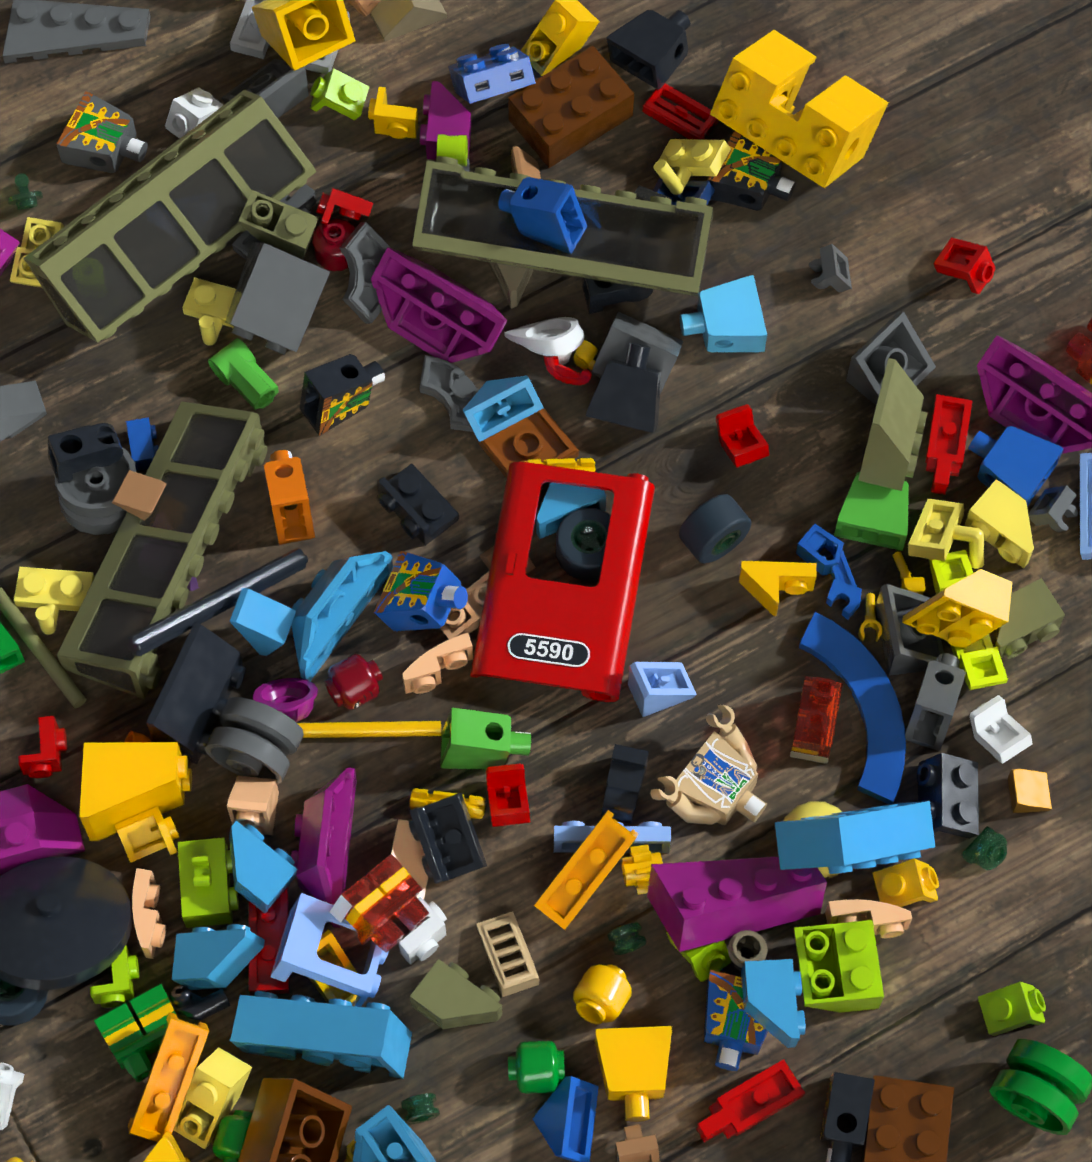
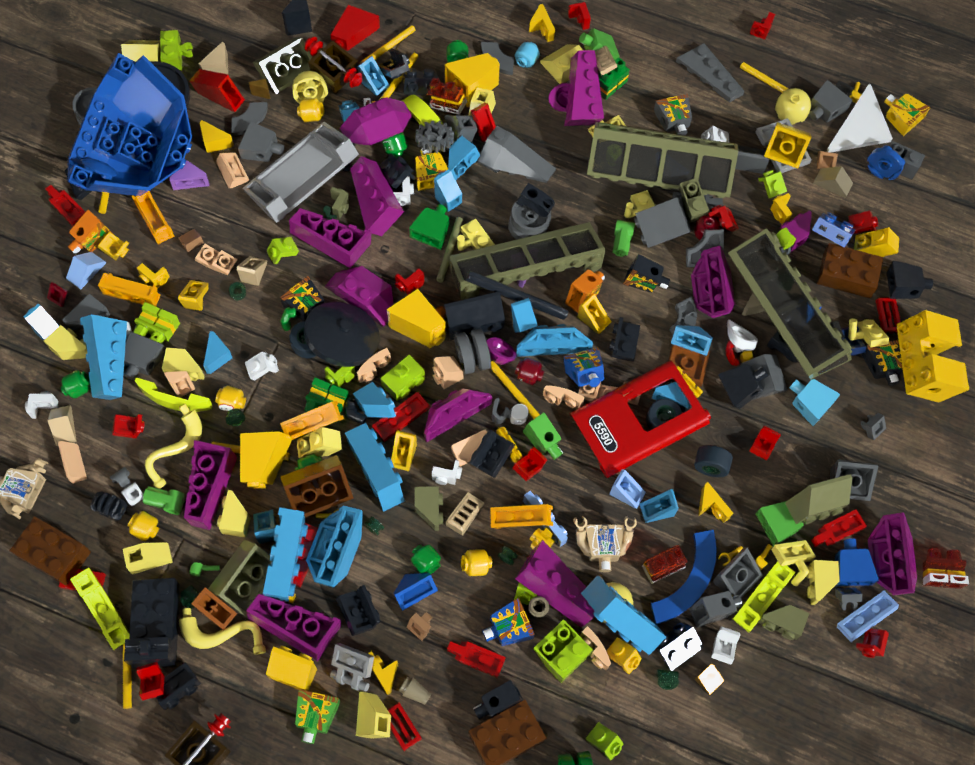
camera: 50 degrees right, 0 degrees up
(24, 199) = (626, 108): clear green plate -> none
(139, 494) = (535, 233): medium nougat slope -> none
(141, 442) = (563, 221): blue piece -> none
(147, 834) = (405, 342): yellow bracket -> none
(257, 869) = (419, 390): dark azure slope -> none
(300, 945) = (403, 427): light blue window -> none
(339, 516) = (593, 314): none -> yellow slope
(378, 900) = (443, 445): clear red hips -> none
(410, 757) = (517, 415): none -> leg
(509, 25) = (863, 222): none -> red bracket
(524, 163) = (807, 273): medium nougat slope -> none
(546, 212) = (789, 292): blue torso -> none
(624, 782) = (572, 506): black leg -> none
(634, 1066) = (455, 598): yellow torso -> none
(723, 658) = (660, 507): none -> dark azure slope
(770, 998) = (524, 630): dark azure slope -> none
(843, 582) = (735, 533): blue piece -> none
(964, 609) = (763, 588): yellow slope -> none
(966, 262) = (929, 479): red bracket -> none

